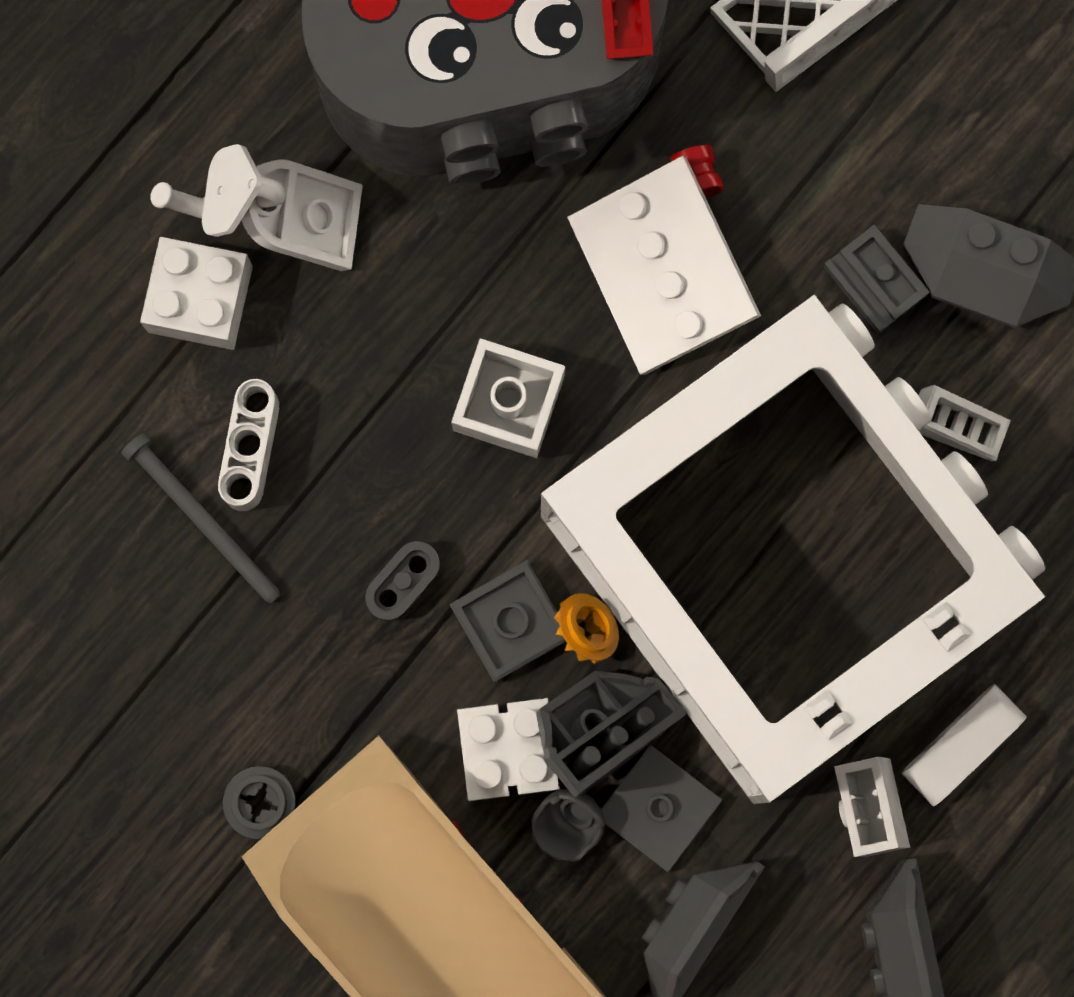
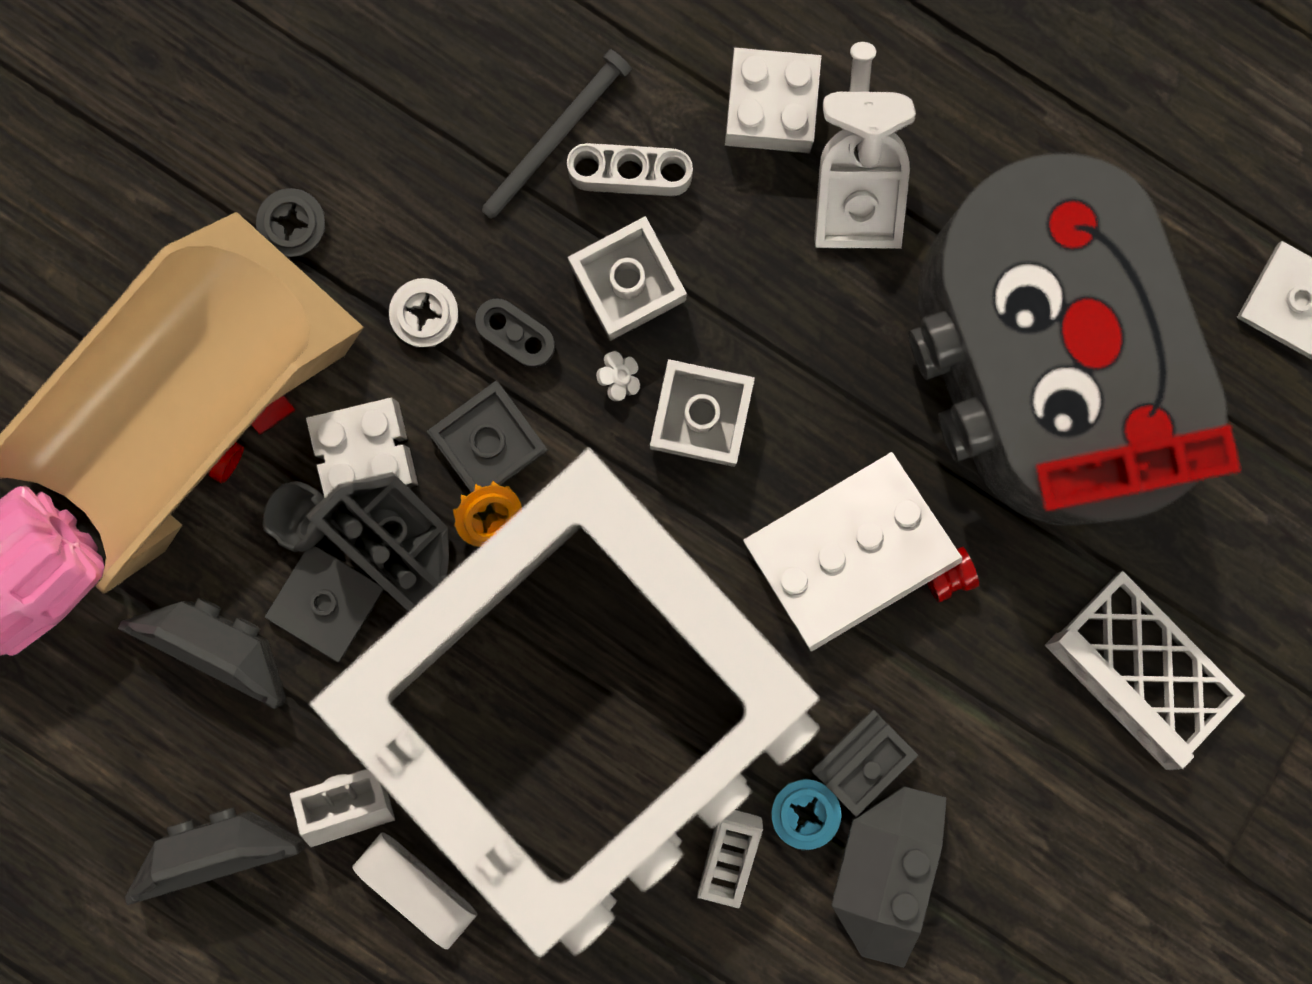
camera: 85 degrees right, 5 degrees up
(351, 683) = (412, 296): none -> white gear
(362, 458) = (627, 278): none -> white brick
(459, 481) = (618, 374): none -> white plant
(943, 342) = (810, 834): none -> medium azure gear

